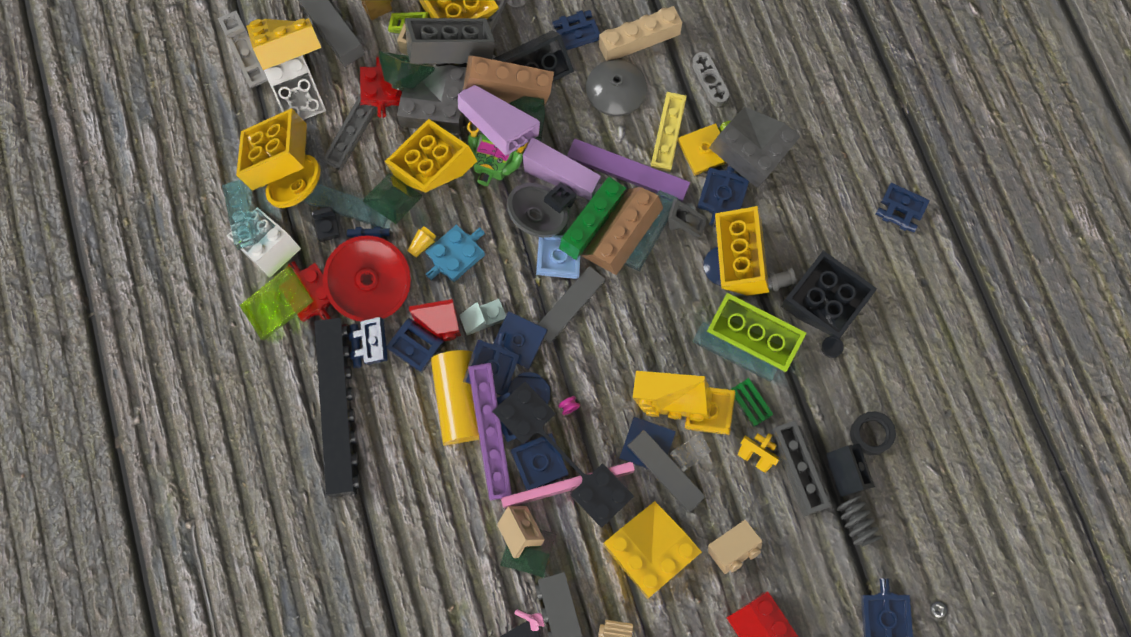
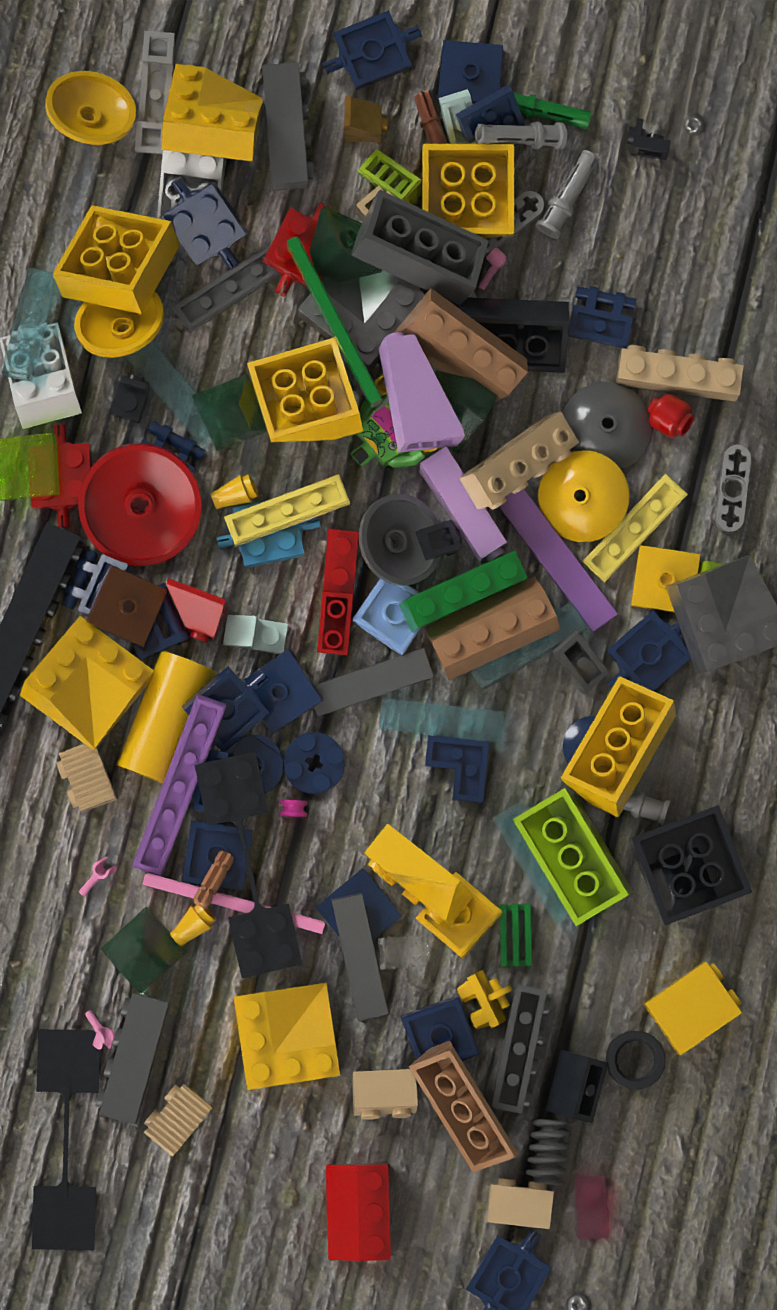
camera: 25 degrees right, 10 degrees up
(208, 76) = (90, 107): none -> yellow dish
(314, 101) = (205, 223): none -> dark blue plate
(393, 341) = (126, 606): none -> reddish brown plate
(394, 402) = (86, 683): none -> yellow slope
(423, 107) = (334, 322): none -> green tile
(428, 461) = (86, 776): none -> tan brick
(458, 232) = (287, 510): none -> light yellow tile
(471, 517) = (98, 873): none -> bright pink hand
(498, 34) = (497, 260): none -> bright pink hand
(517, 262) = (338, 591): none -> red slope
(519, 529) = (146, 922): tan panel -> none
(546, 476) = (213, 879): none -> nougat axle
(550, 513) = (194, 923): none -> yellow cone
(573, 362) = (320, 779): none -> dark blue plate
(579, 126) = (519, 461): none -> tan brick
(626, 302) = (441, 720): none -> clear light blue tile
(630, 142) = (604, 502): none -> yellow dish
(649, 58) = (670, 415): none -> red head
(655, 315) = (468, 761): none -> dark blue plate
(745, 490) = (439, 1024): none -> dark blue plate
(792, 524) = (462, 1107): none -> medium nougat slope
(832, 347) = (656, 930): black piece -> none
(863, 567) = (520, 1205): none -> tan piece
(885, 381) = (693, 1007): none -> yellow brick
(908, 544) = (591, 1207): none -> clear pink slope

